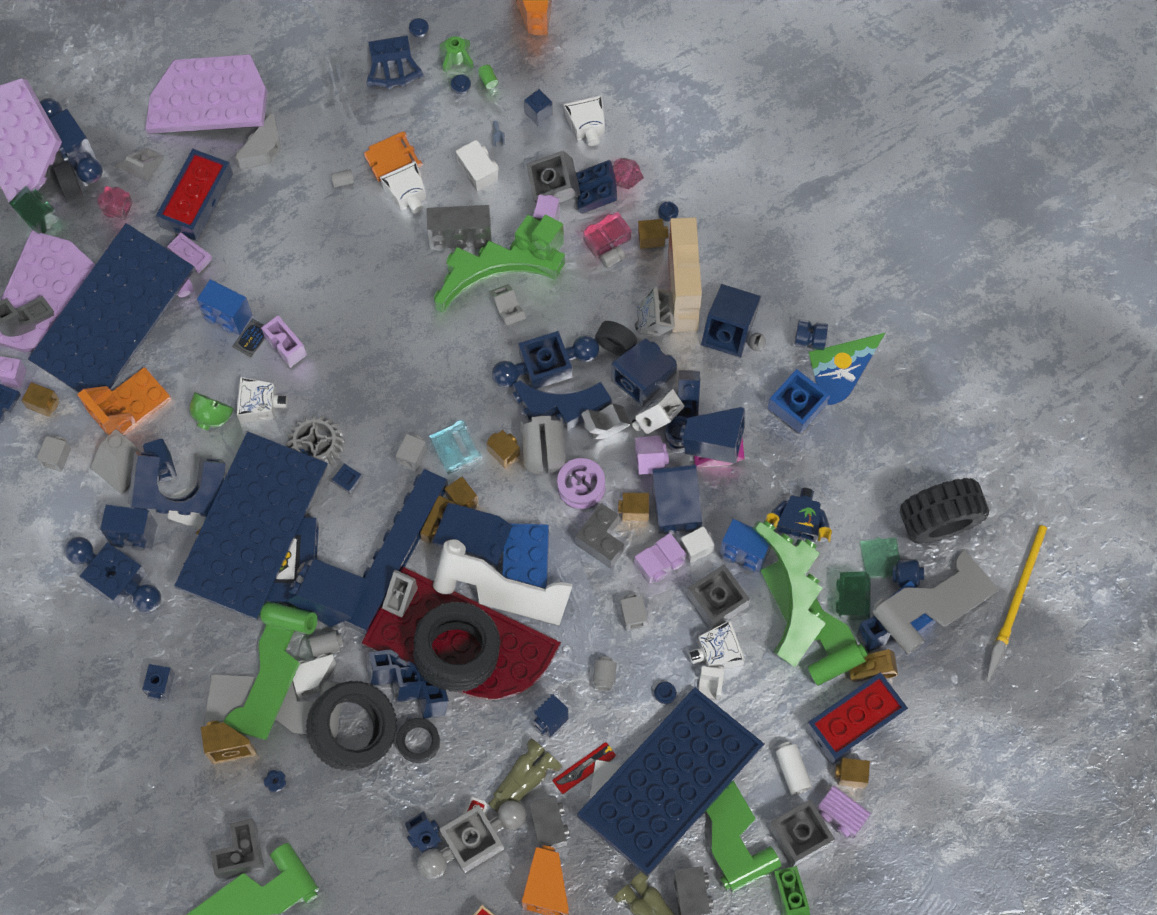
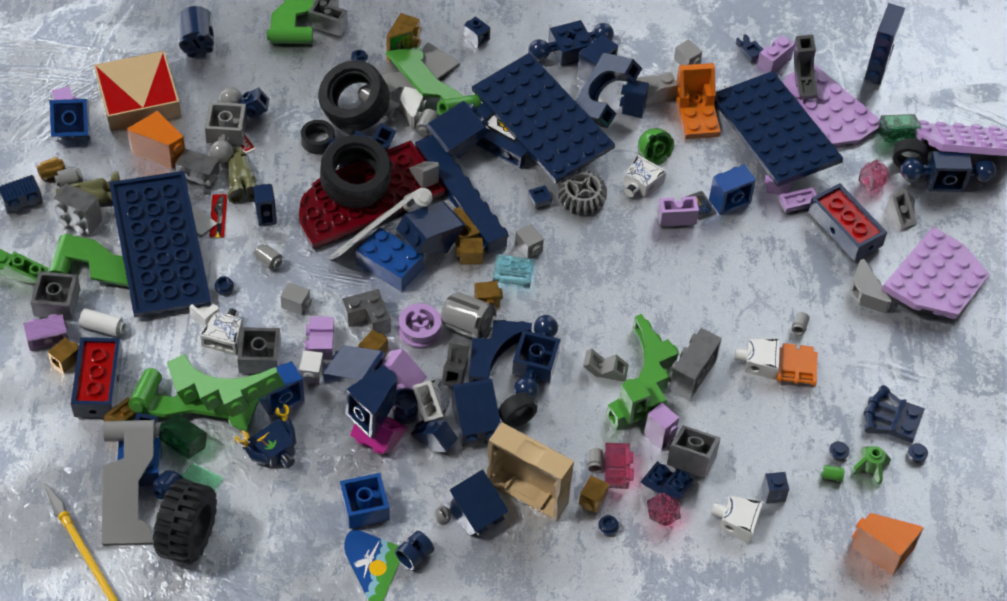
camera: 120 degrees right, 15 degrees down
(40, 399) = (736, 66): pearl gold brick -> none
(476, 164) = (749, 414): white brick -> none
(498, 136) = (769, 447): sand blue hand -> none

